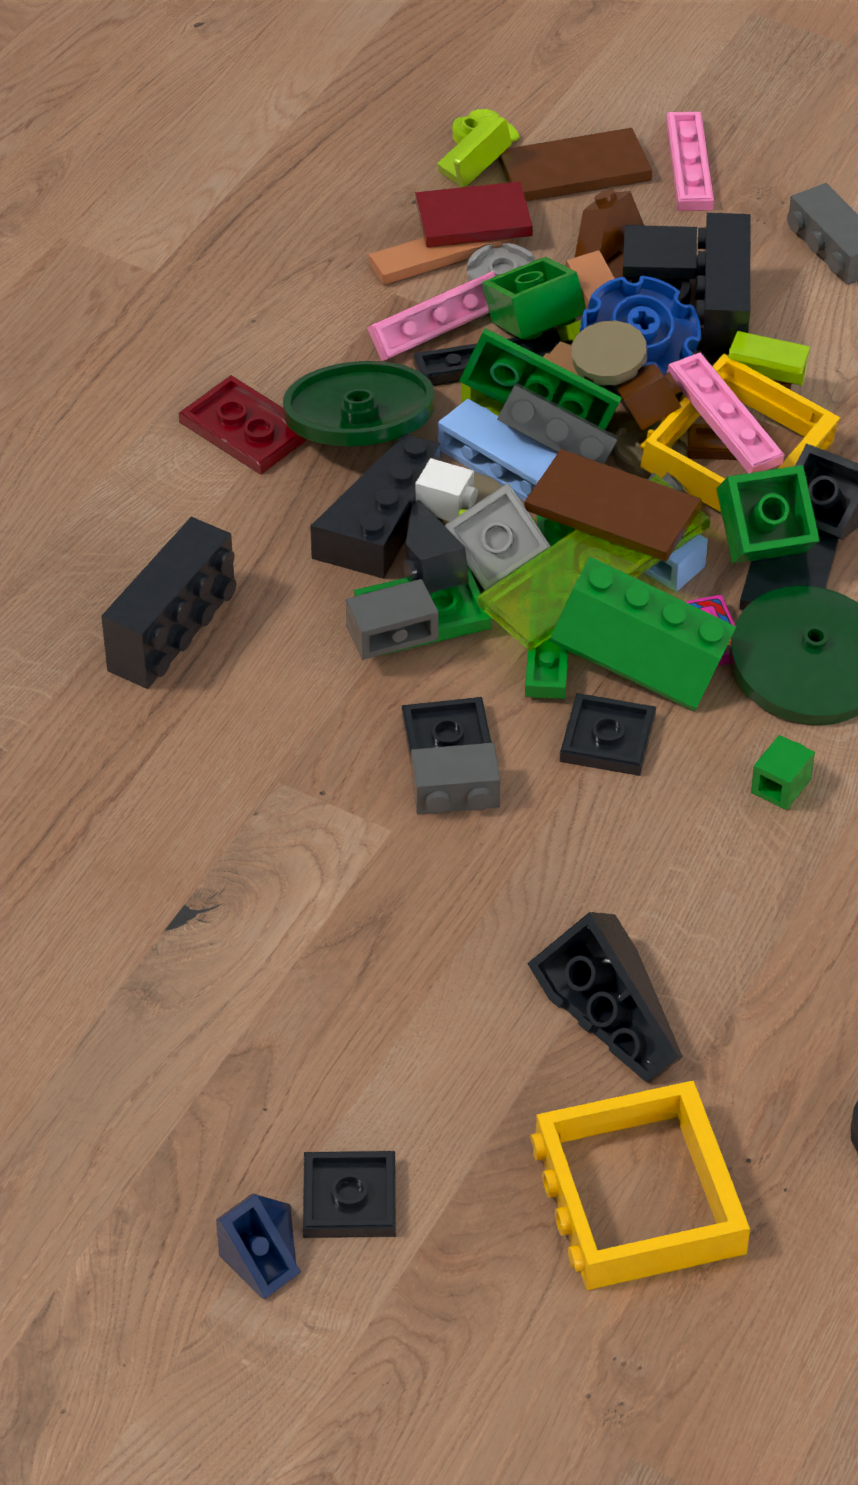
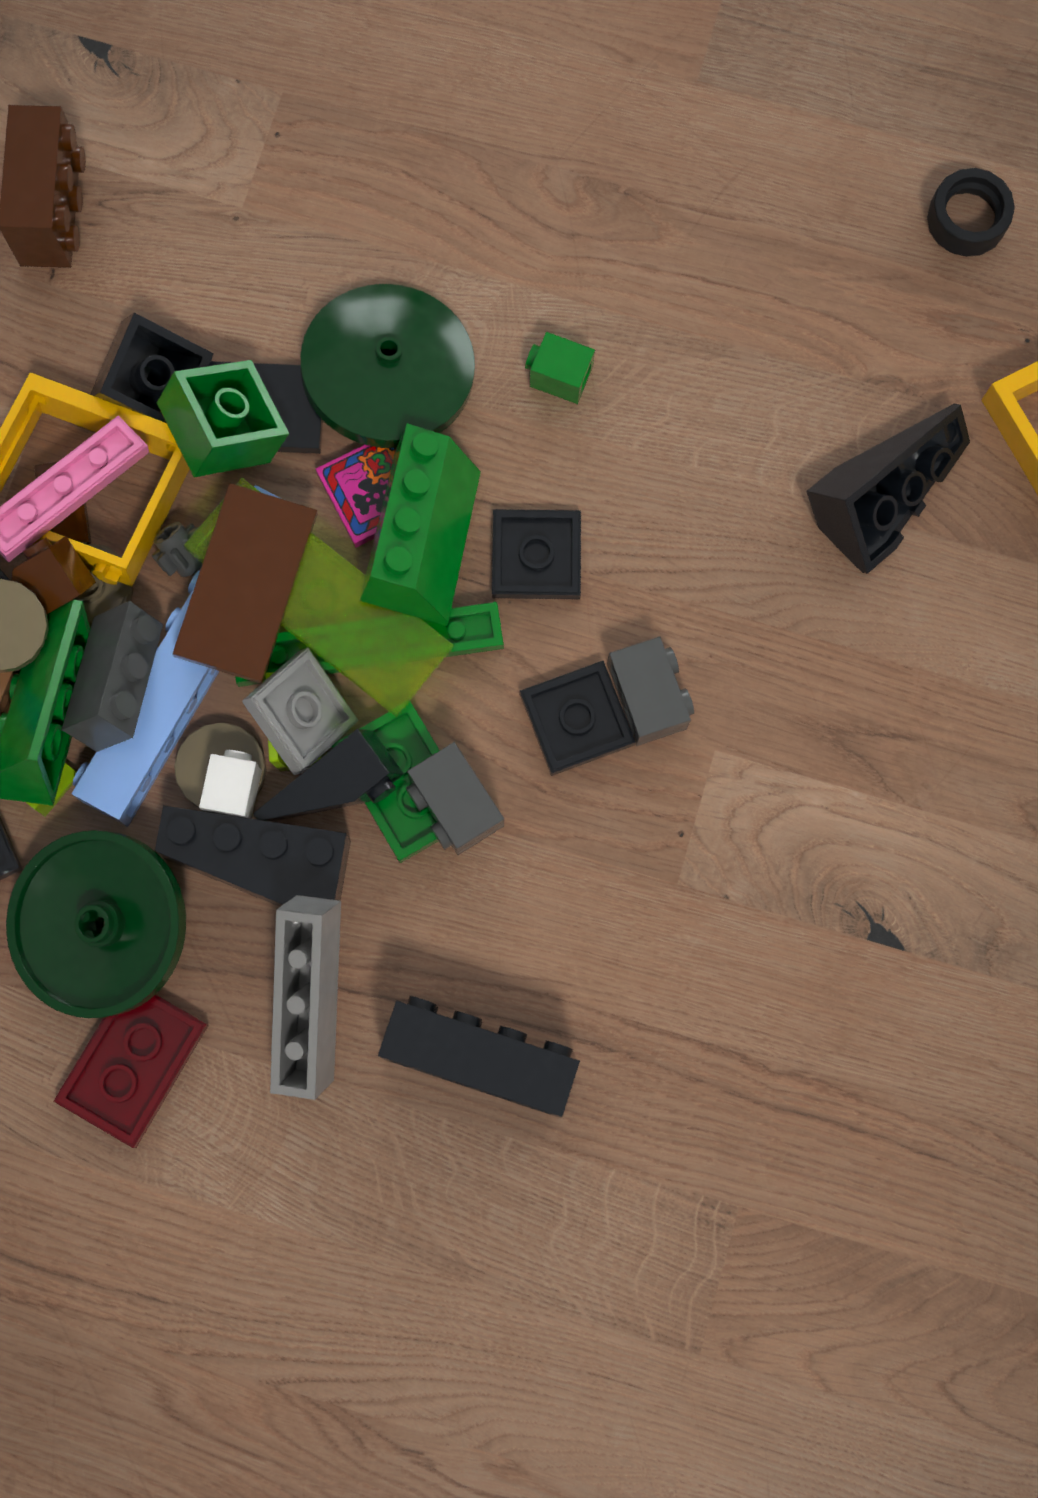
camera: 105 degrees left, 30 degrees up
(259, 496) = (305, 996): none -> light grey brick

